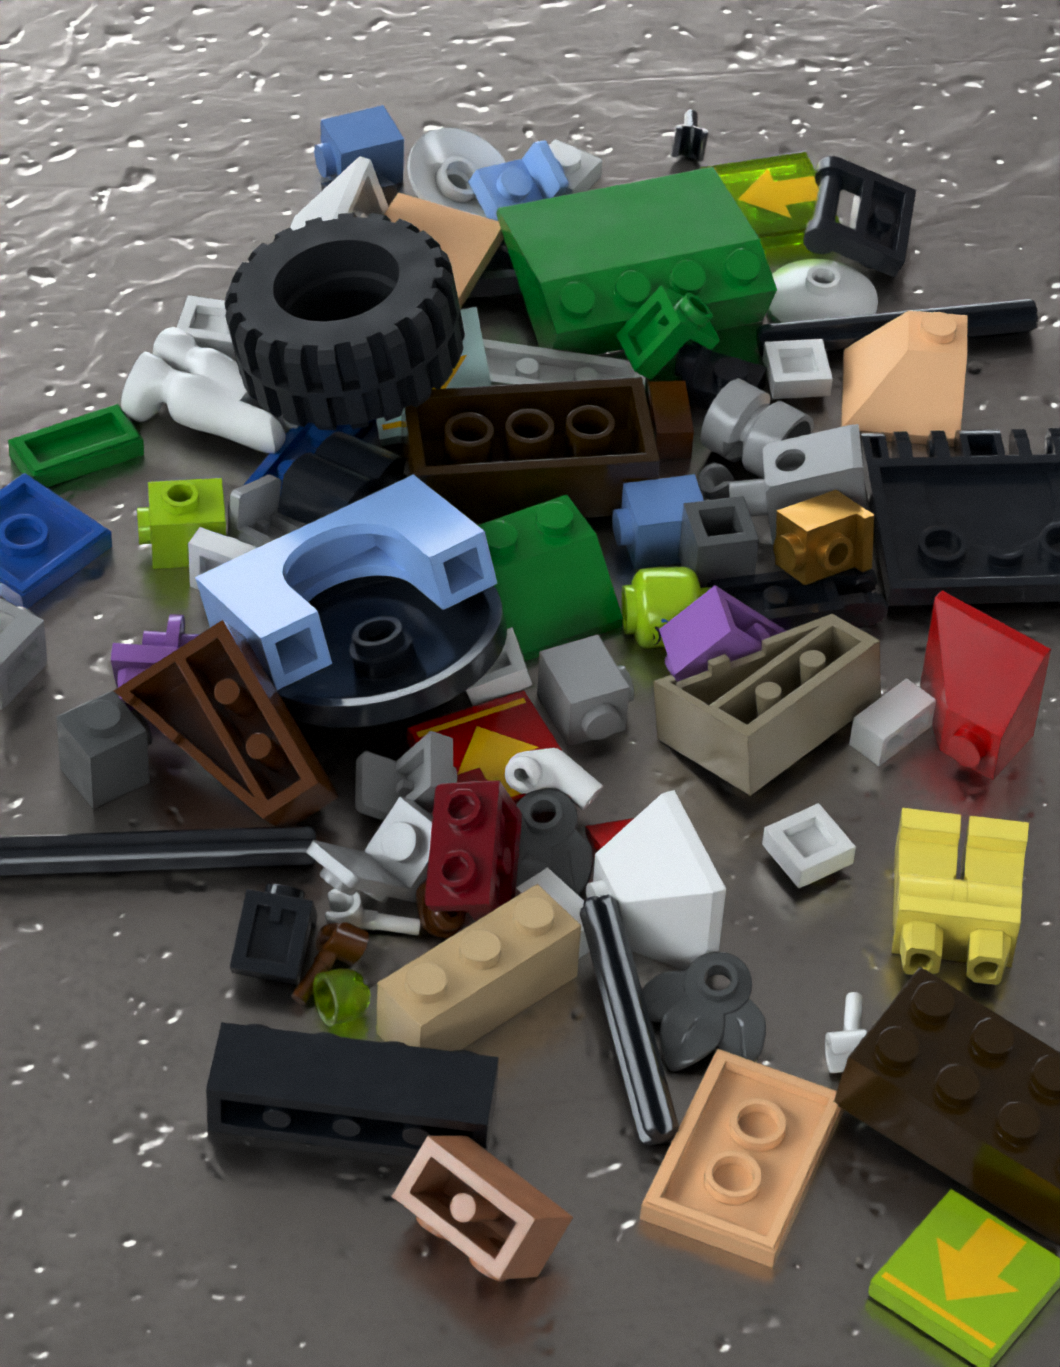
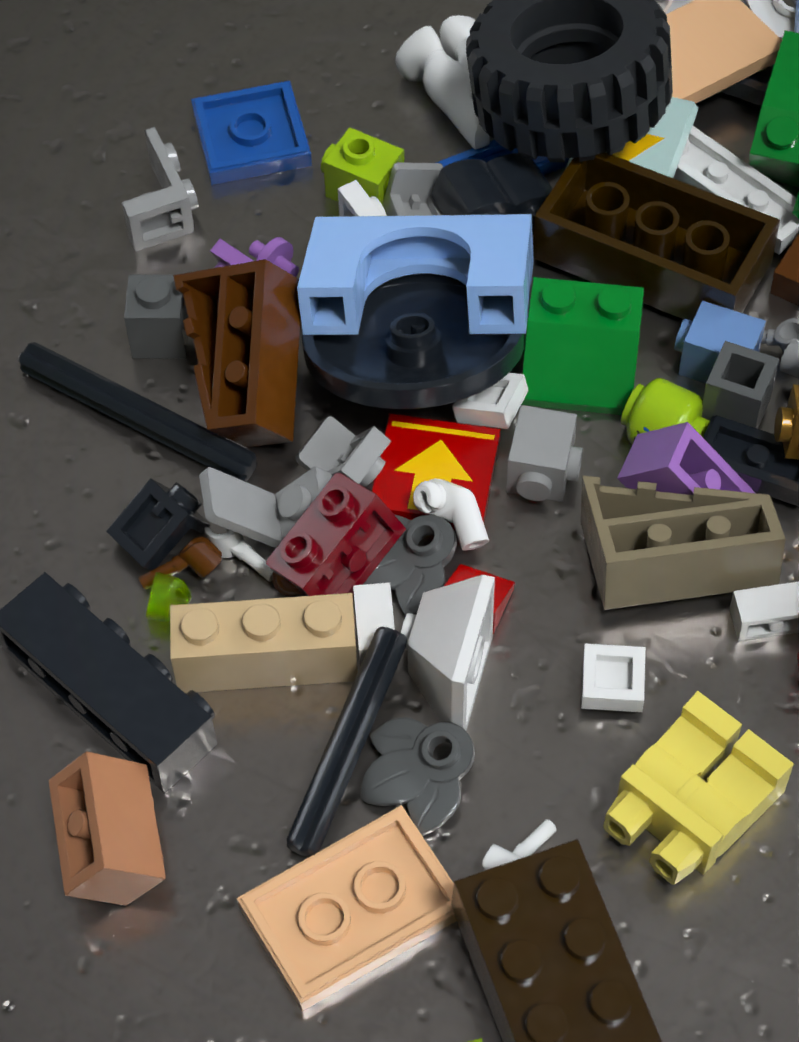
camera: 40 degrees right, 10 degrees up
(77, 446) = (345, 78): green tile -> none

